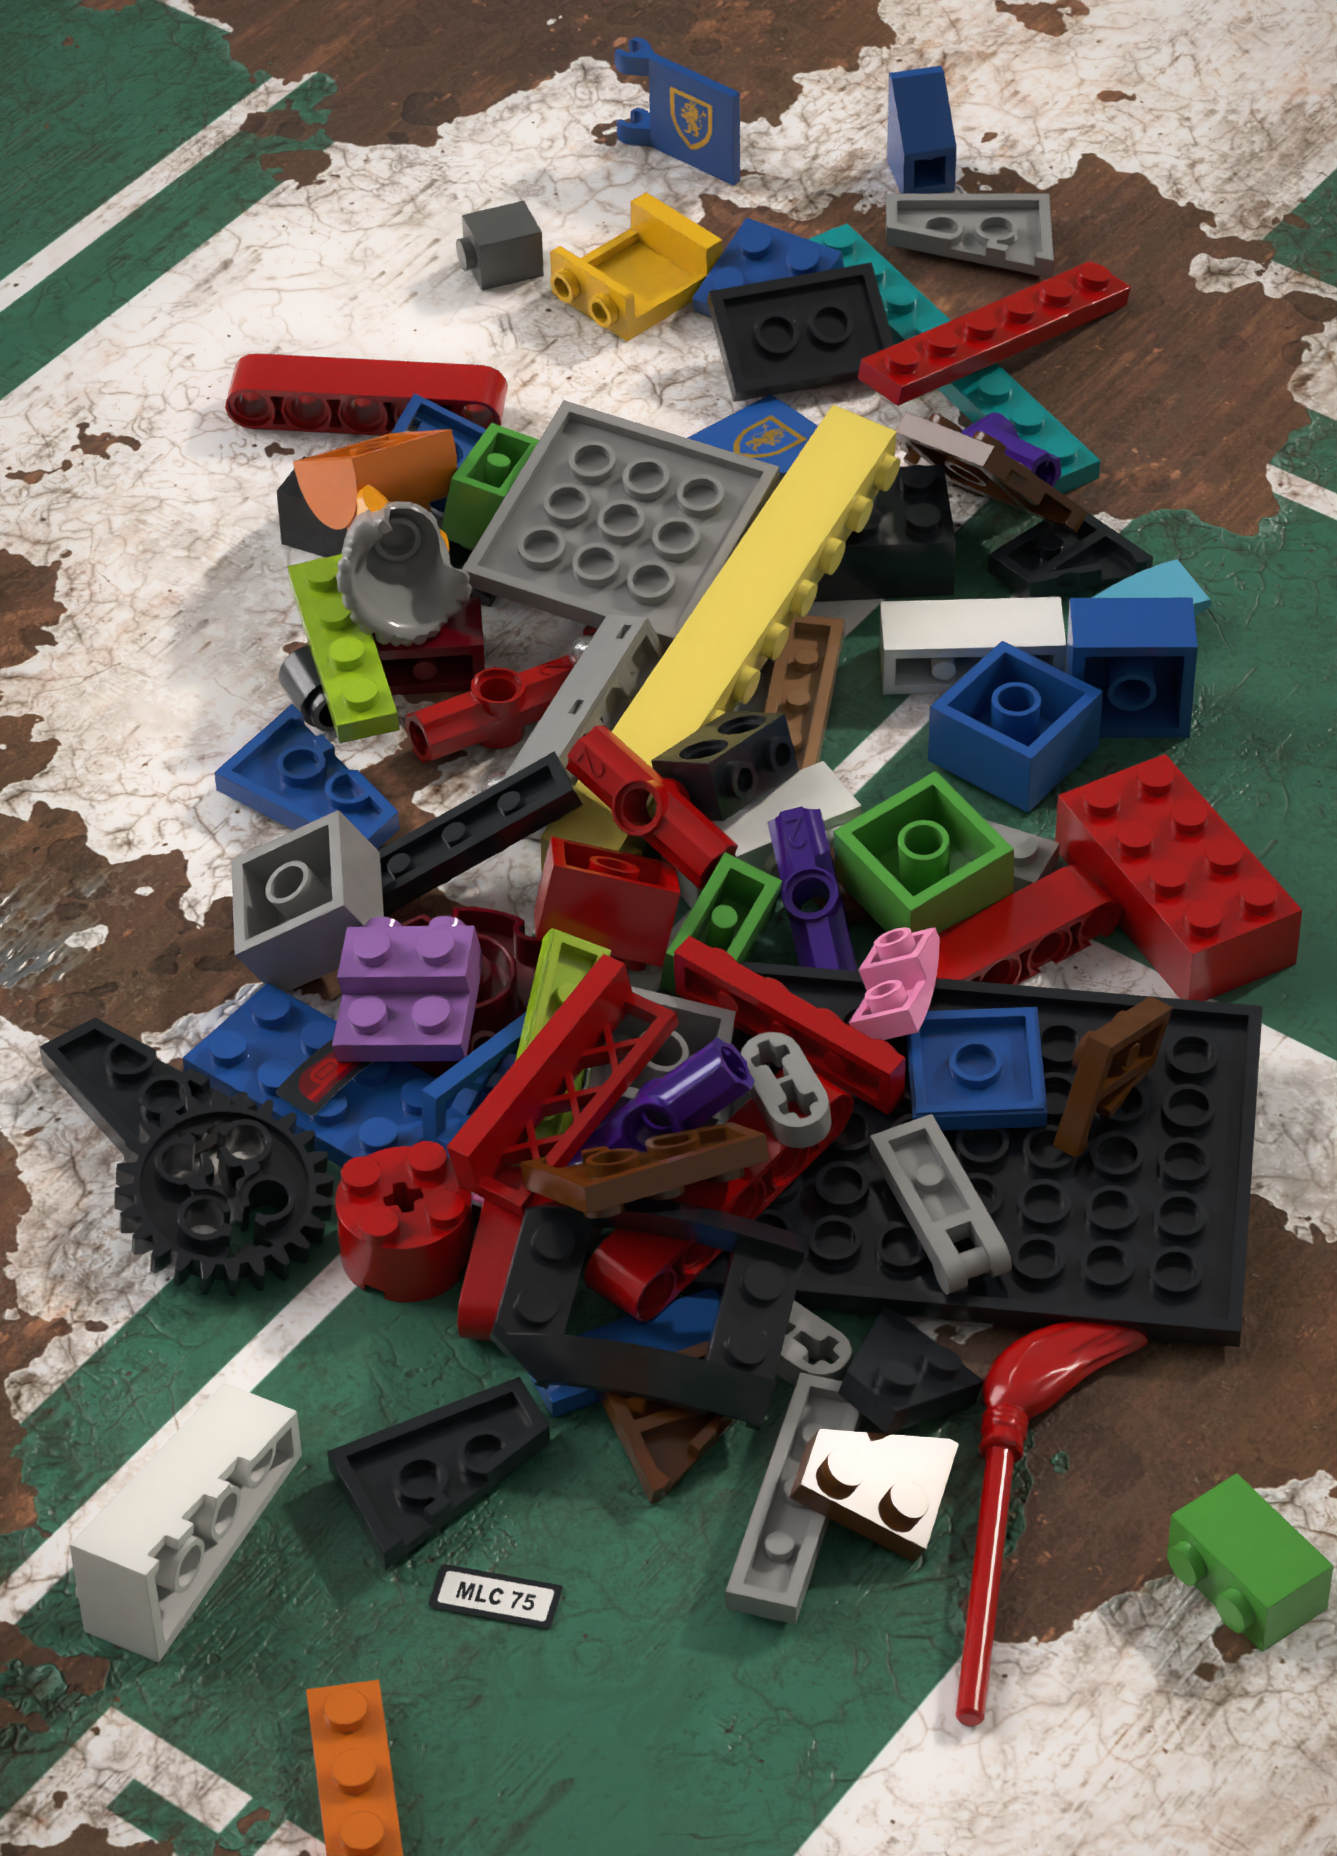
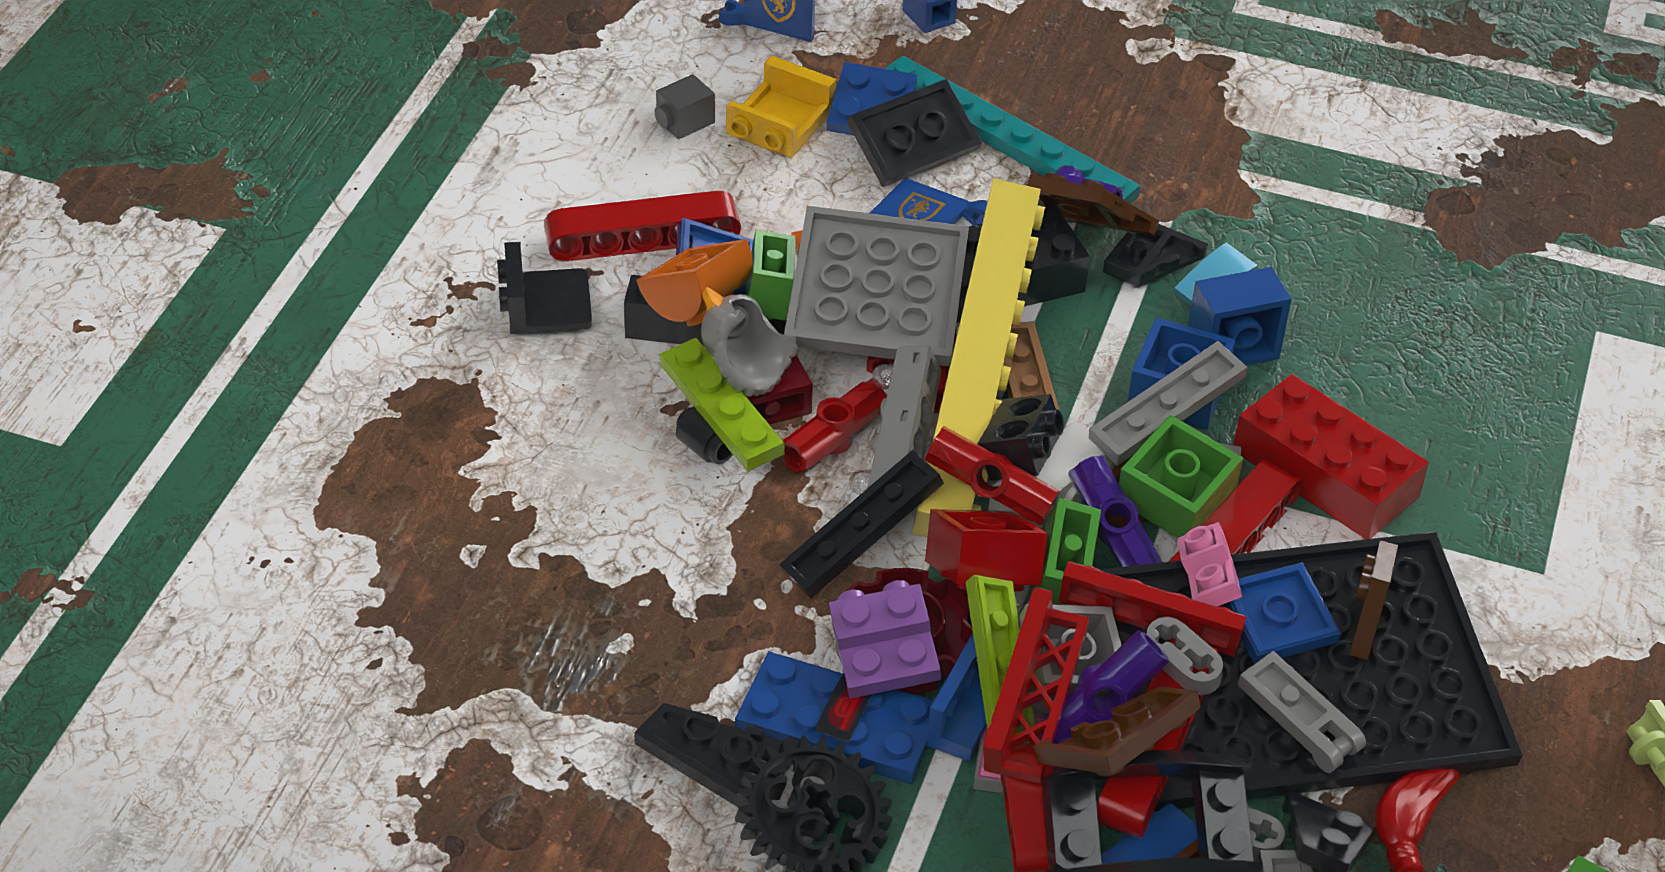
camera: 20 degrees left, 0 degrees up
(183, 470) = (542, 298): none -> black bracket
(299, 779) = (727, 507): blue wing -> none
(301, 897) = (779, 589): light grey brick -> none
(404, 1222) = (948, 803): red brick -> none
(936, 642) = (1116, 322): white brick -> none
(958, 751) = (1176, 395): none -> light grey plate
(976, 228) = (987, 44): light grey wing -> none
(993, 332) = (1036, 113): red plate -> none

